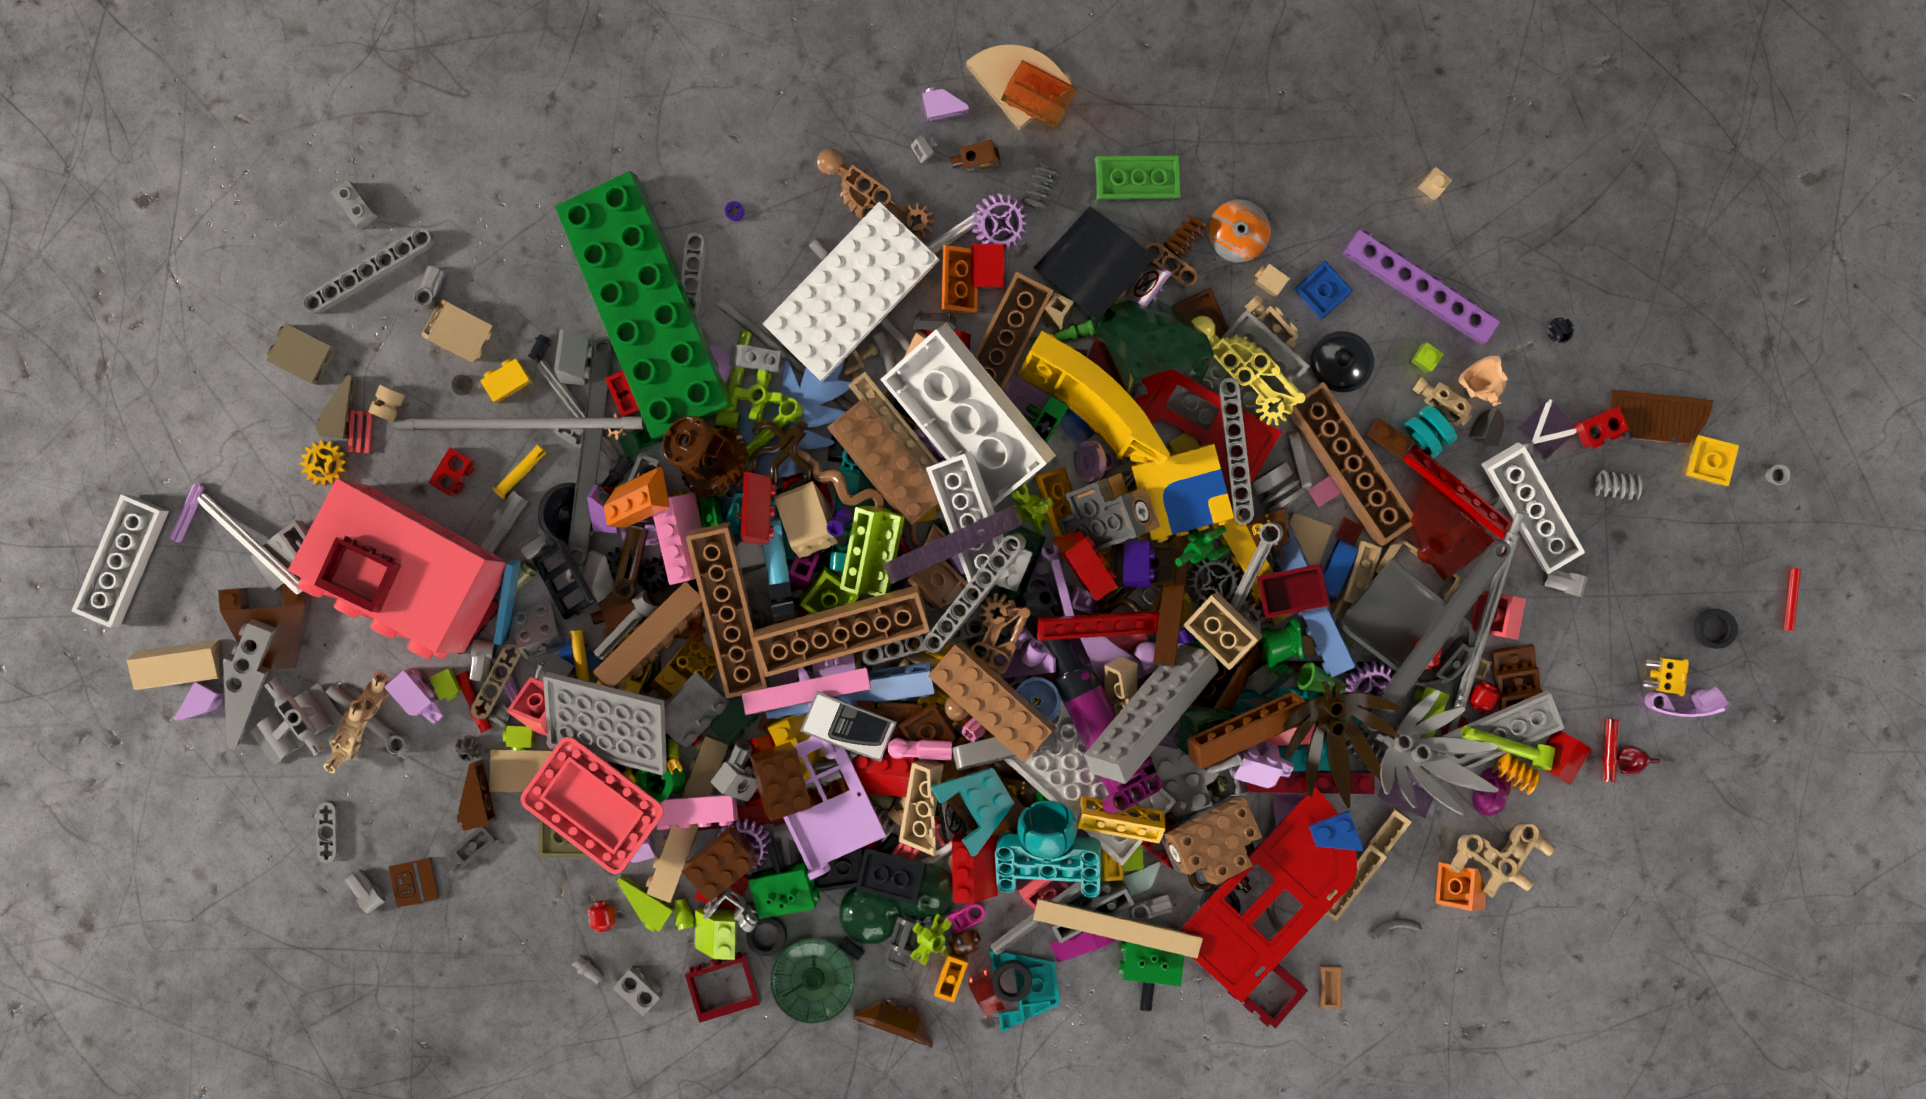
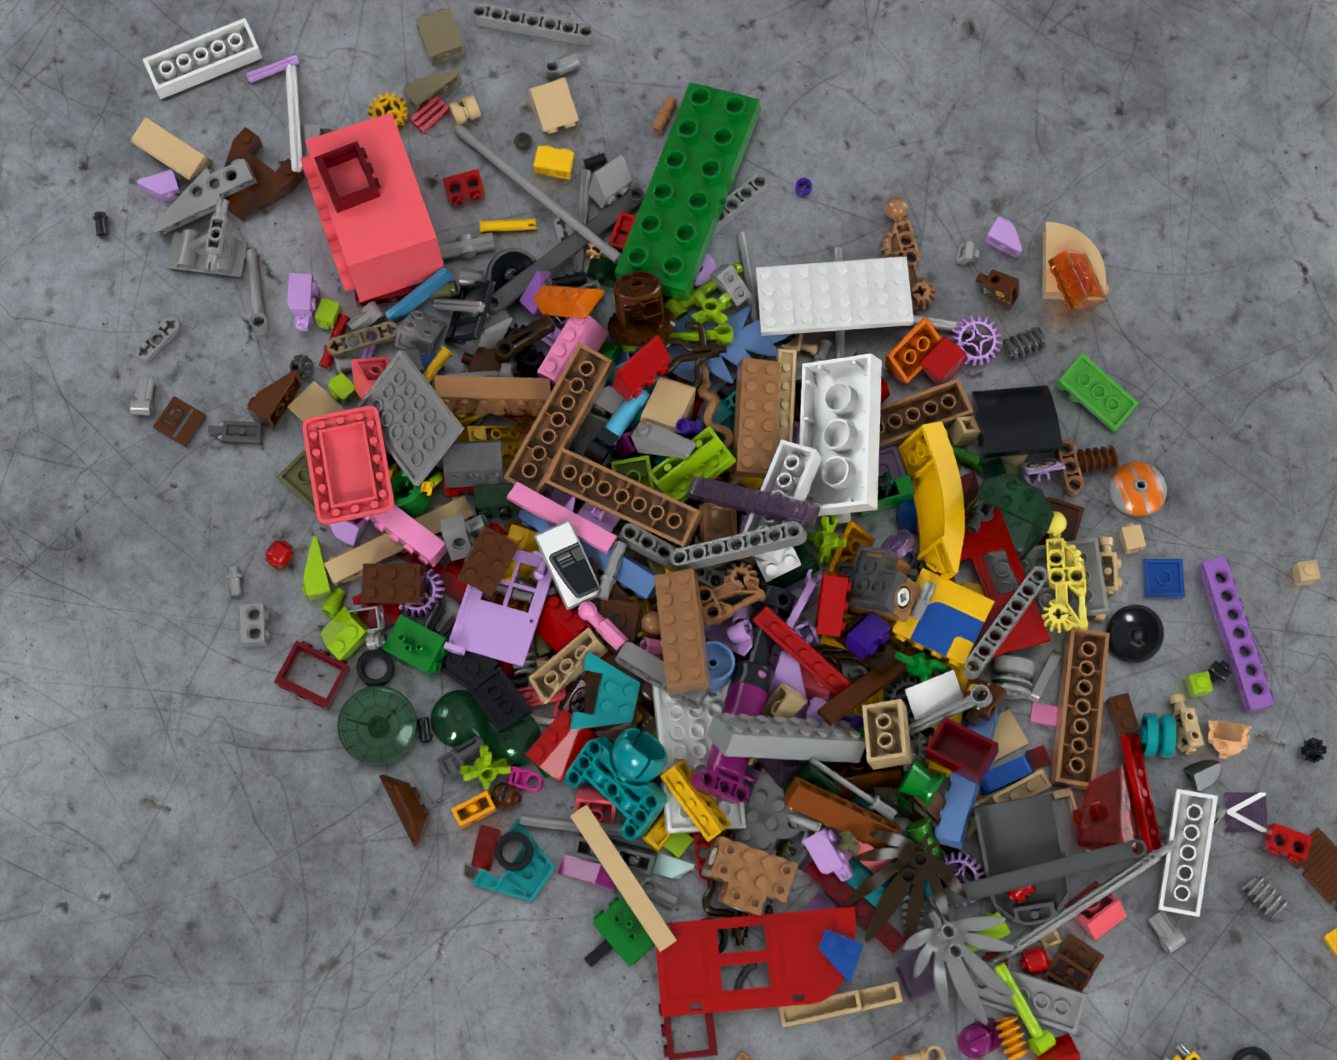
camera: 45 degrees right, 15 degrees down
(181, 779) = (100, 223): none -> black pin
(353, 722) = (247, 279): tan pin -> none
(549, 583) = (458, 305): none -> light grey axle
(558, 251) = (664, 114): none -> nougat pin
(829, 555) = (660, 441): none -> light grey slope
(887, 699) = (609, 576): none -> light grey pin
(1157, 496) = (923, 600): none -> light grey axle
(1230, 562) = (933, 694): none -> white sticker
(1261, 694) = (875, 803): none -> light grey piece
(1272, 749) = (848, 843): none -> olive plant
(1433, 331) = (1219, 671): none -> black gear

